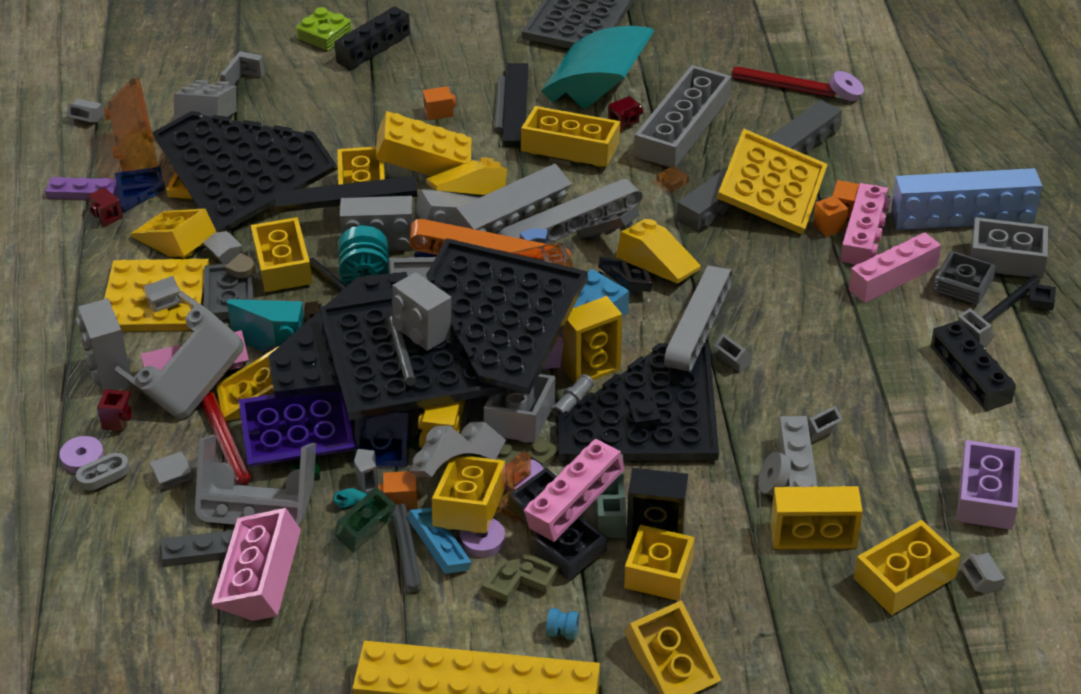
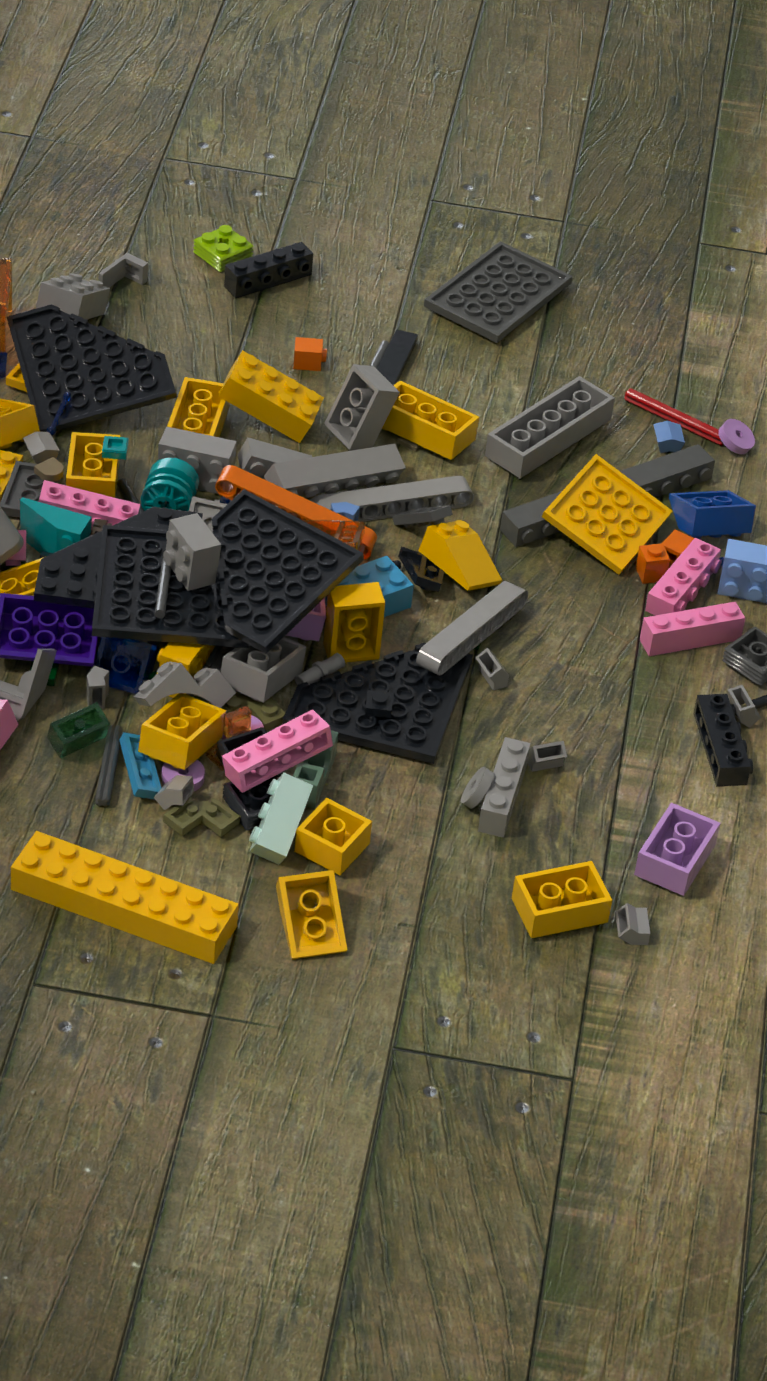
camera: 10 degrees right, 0 degrees up
(233, 193) = (66, 397): none -> clear blue hinge
(290, 289) = (87, 503): none -> bright pink brick
(298, 230) = (115, 447): none -> teal tile
(331, 195) = (157, 422): black tile -> none
(348, 497) = (68, 707): teal arm -> none
(401, 488) = (123, 711): orange brick -> none
(471, 178) = (305, 438): yellow slope -> none
(485, 558) = (175, 791): none -> light grey piece
(513, 136) = (361, 407): none -> light grey brick
(562, 624) = (223, 866): dark azure wheel -> none
(597, 63) = (482, 351): teal slope -> none
(602, 558) = (280, 818): none -> light aqua brick
(625, 111) = (493, 409): dark red brick -> none
(656, 501) = (348, 779): black brick -> none
(672, 178) = (513, 487): clear orange tile -> none
(788, 100) = (669, 436): none -> medium blue piece
(816, 517) = (495, 834): yellow brick -> none
(863, 157) = (712, 513): none -> blue slope

